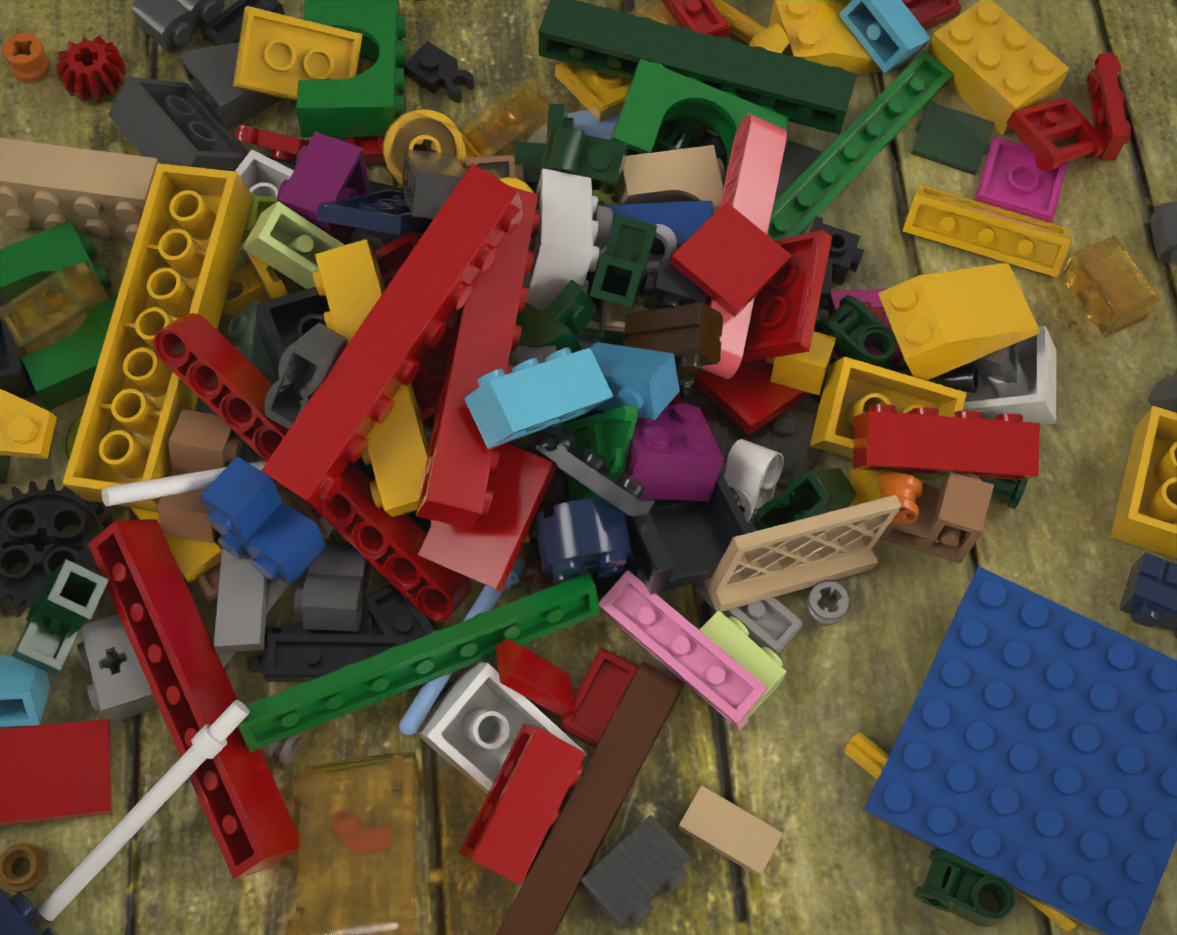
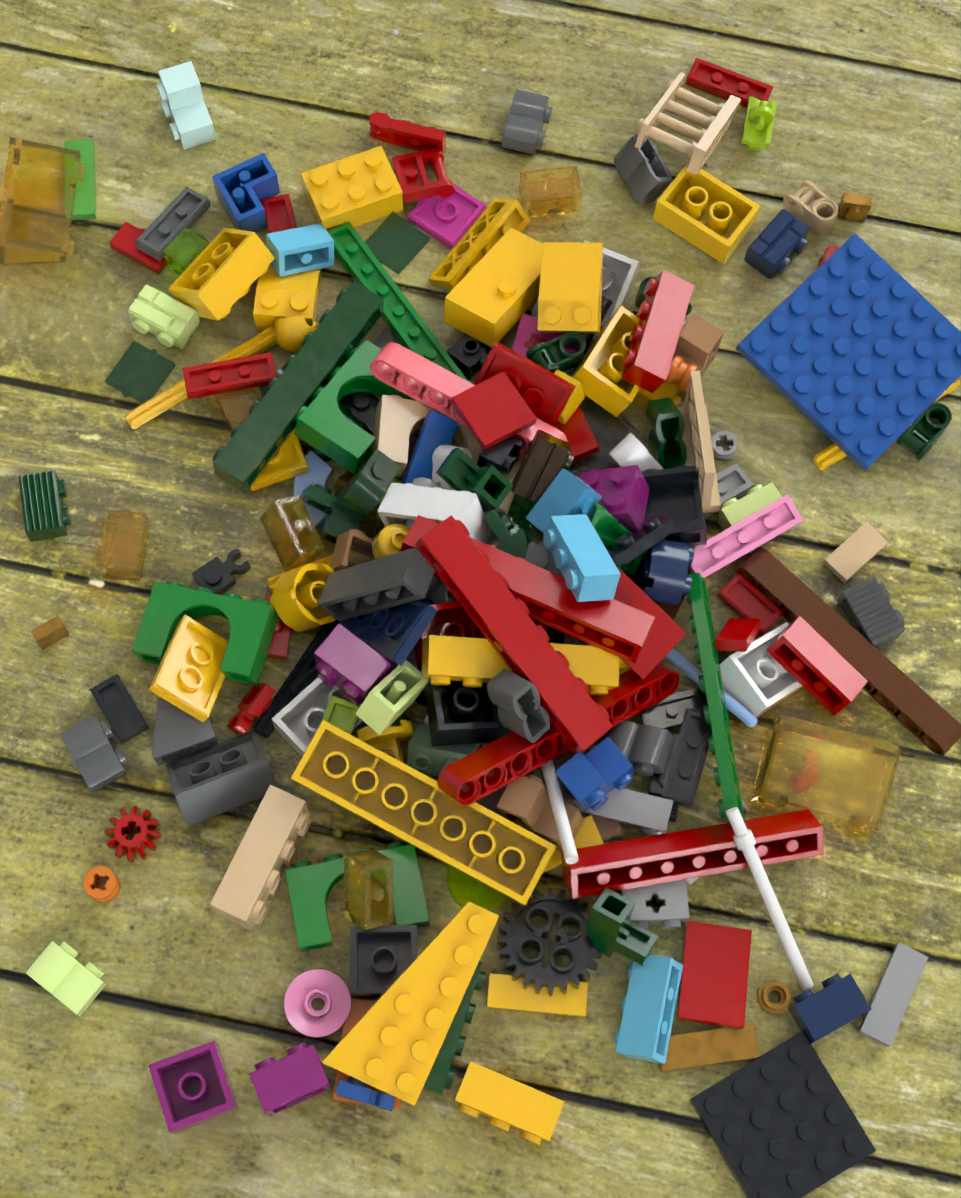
camera: 75 degrees left, 5 degrees up
(910, 236) = (497, 289): none -> yellow brick

